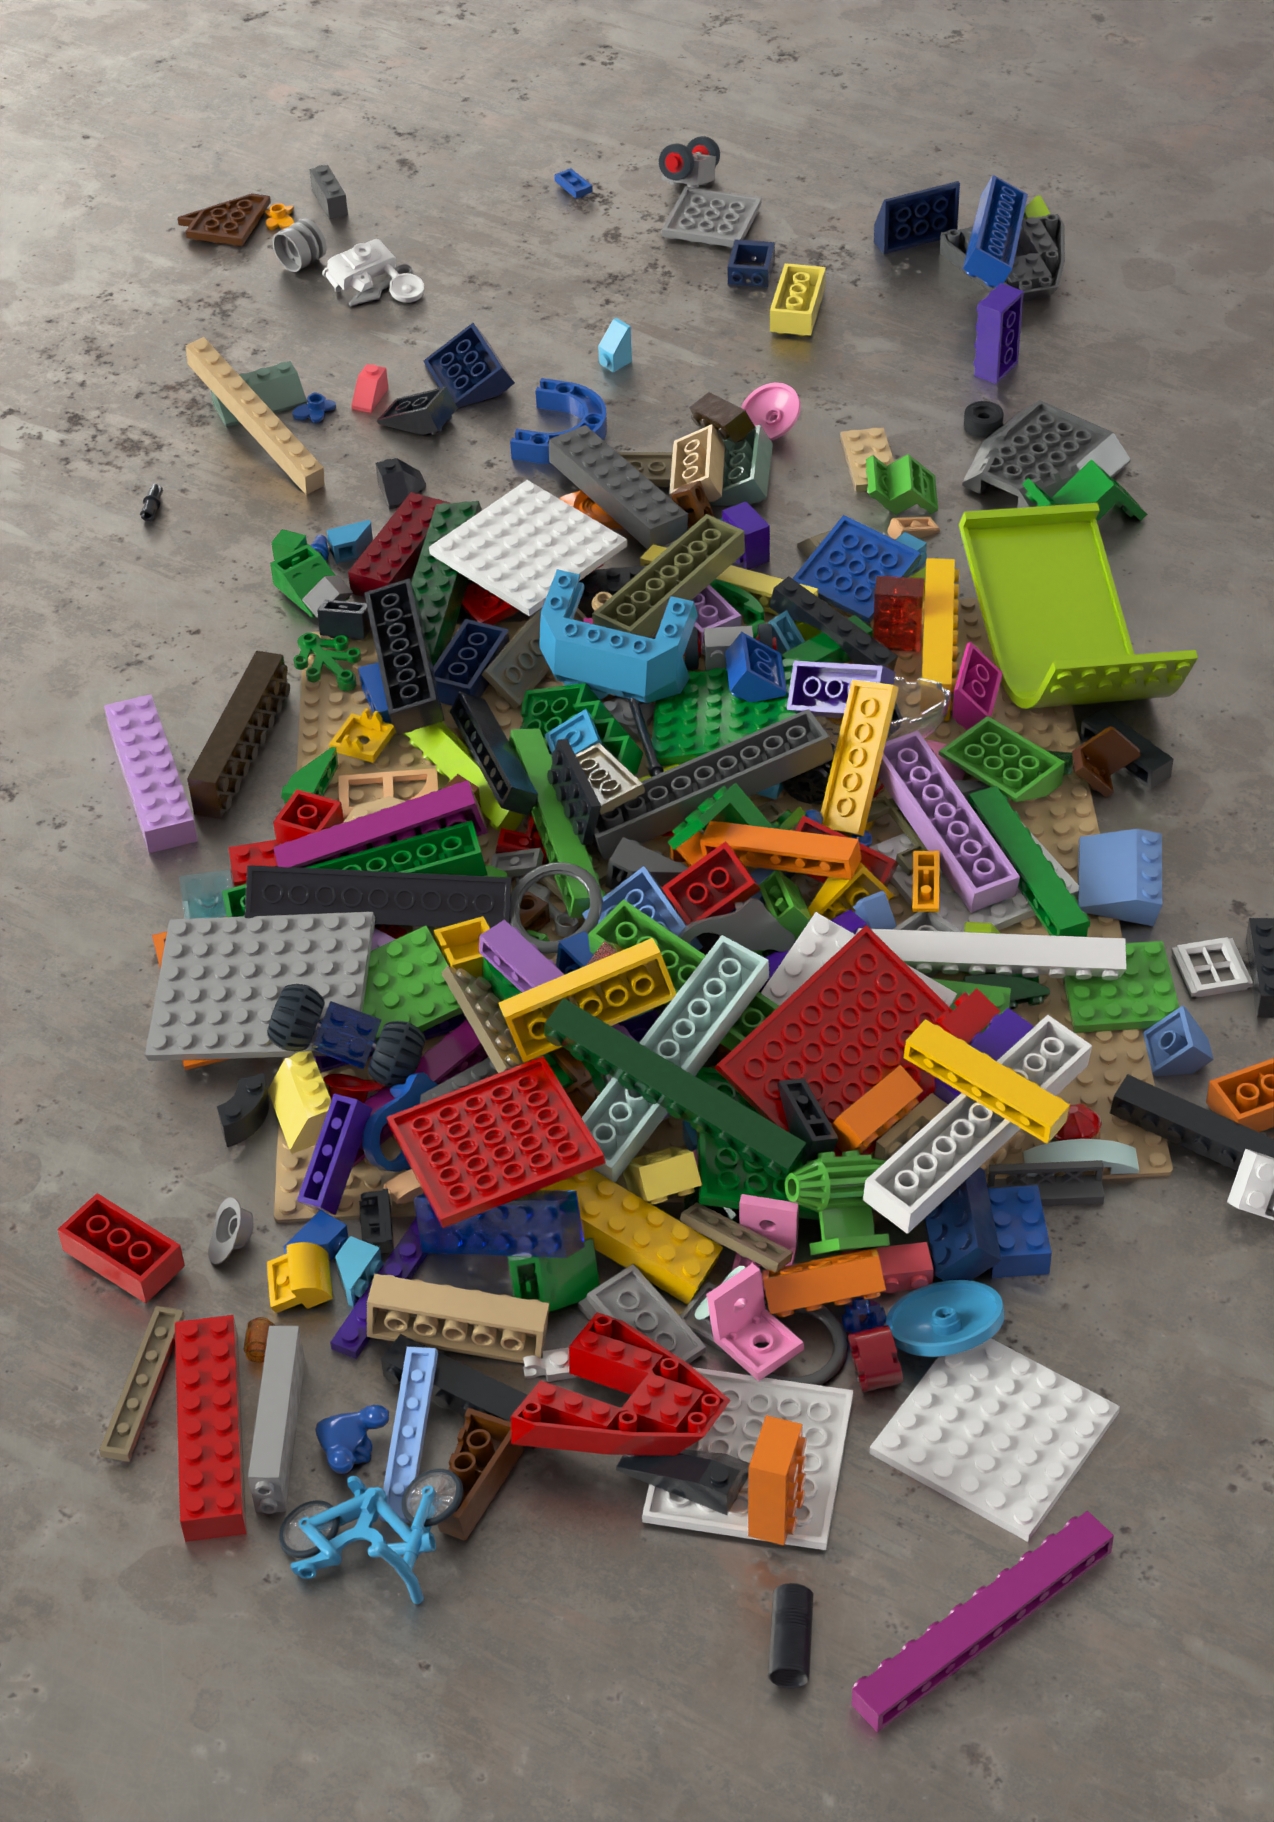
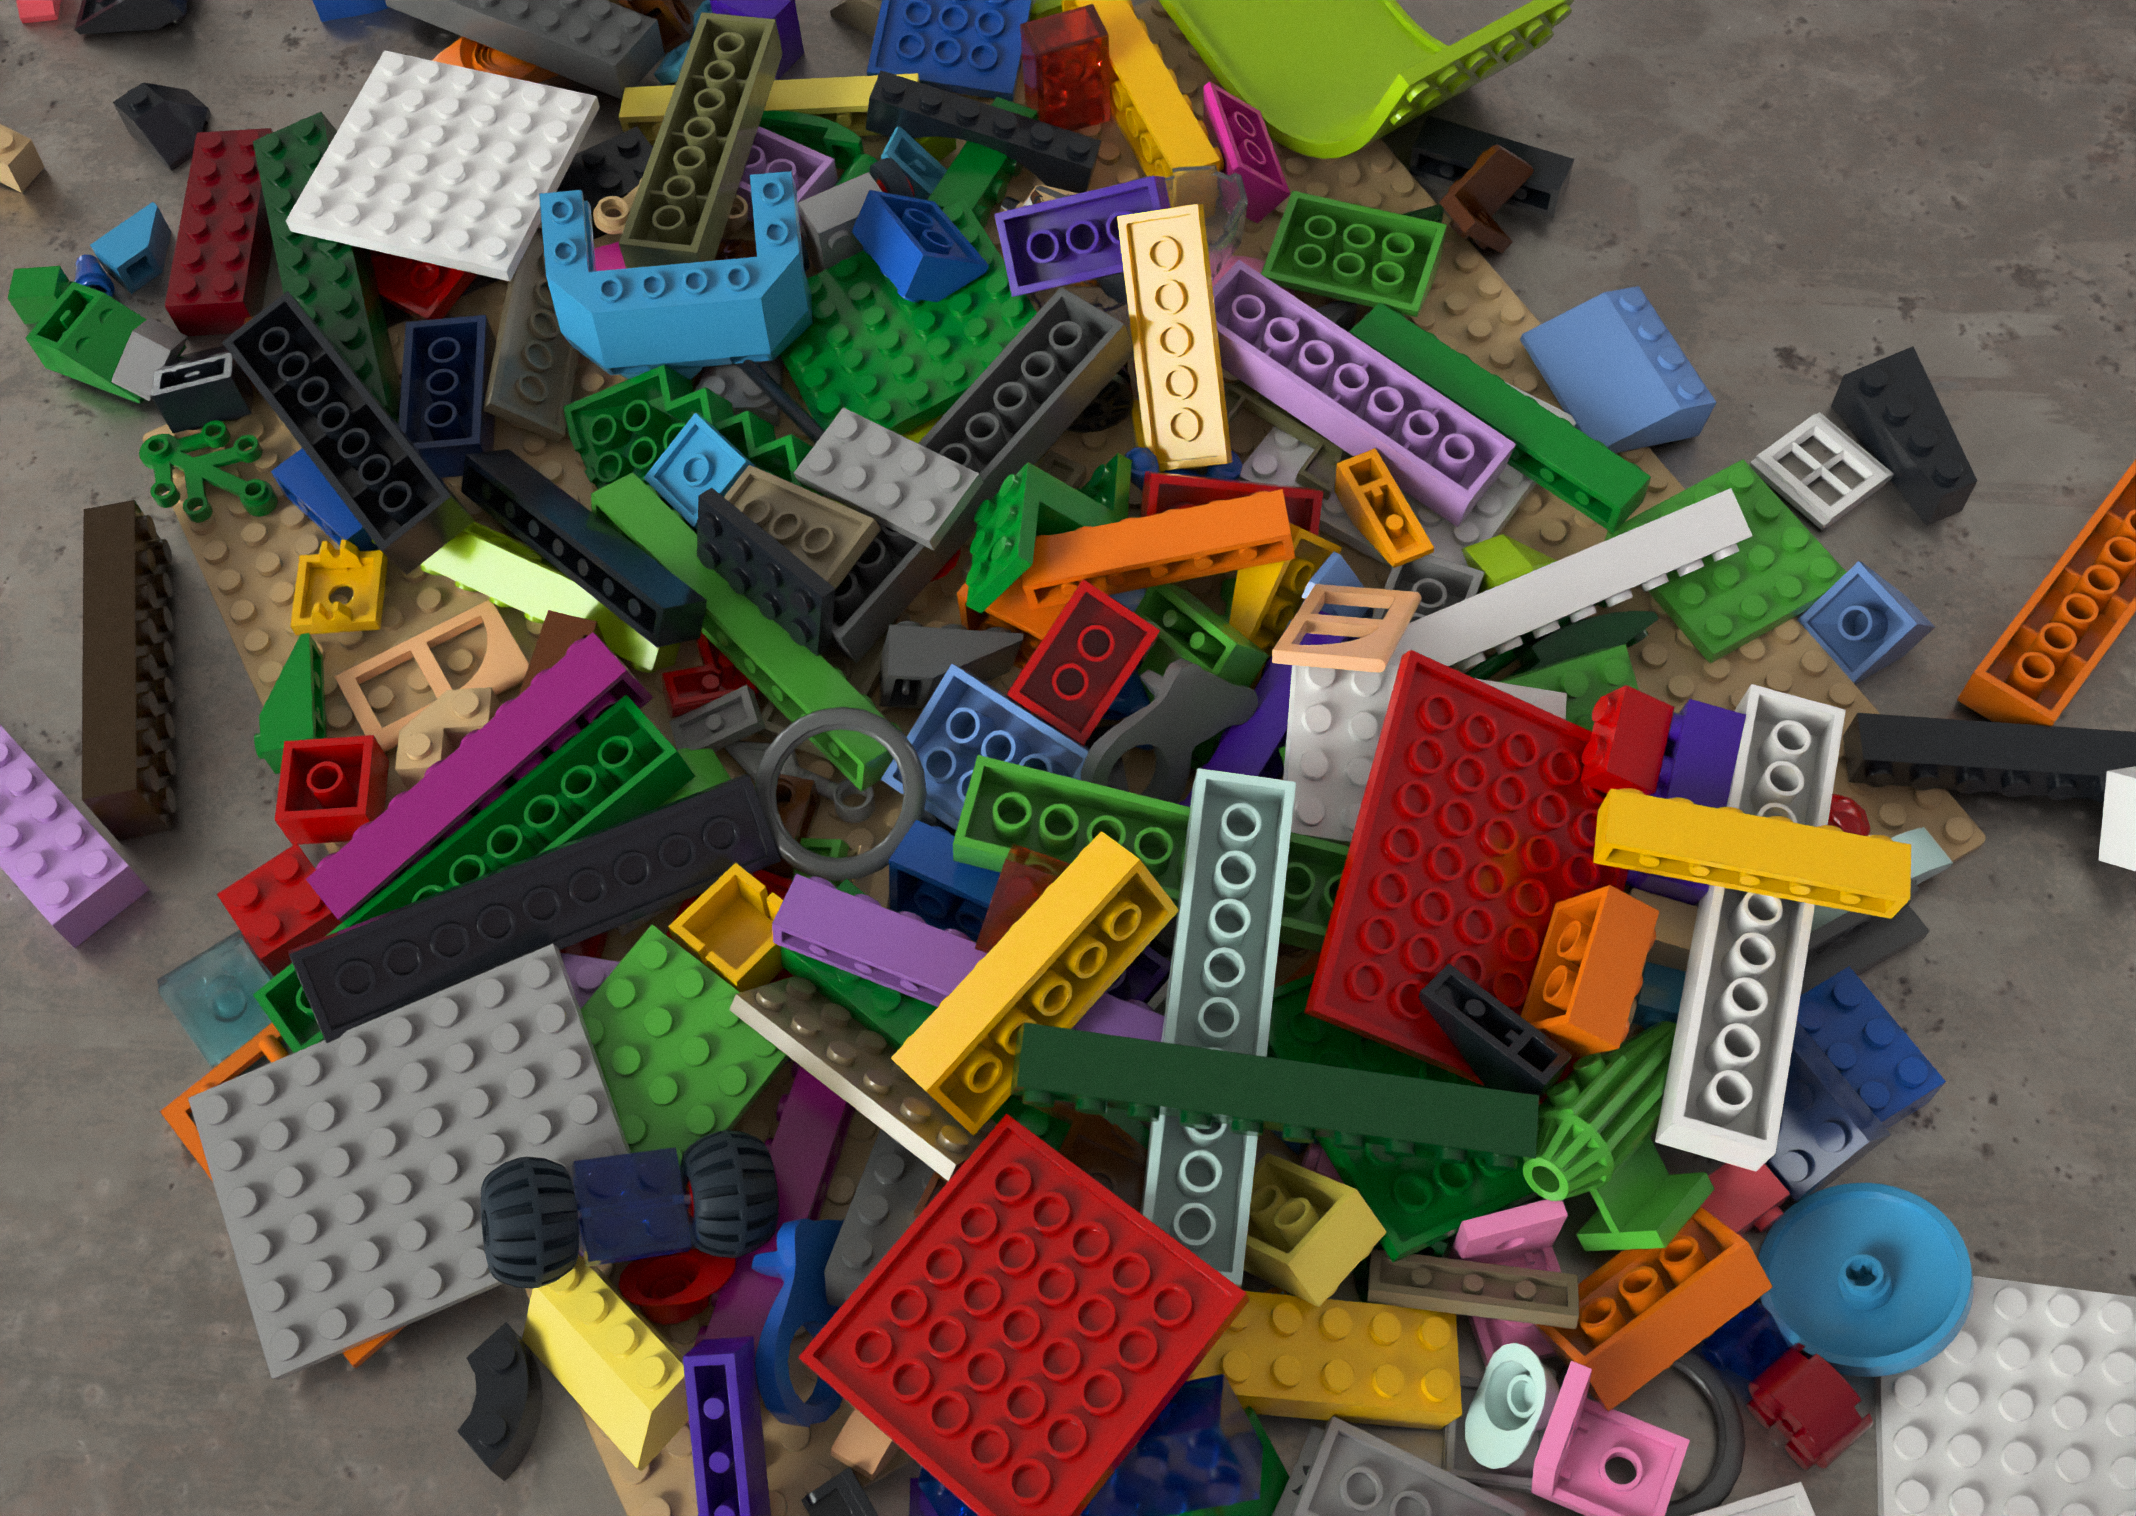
camera: 25 degrees left, 15 degrees up
(664, 770) = (888, 478): none -> light grey plate
(847, 916) = (1376, 636): none -> light nougat window

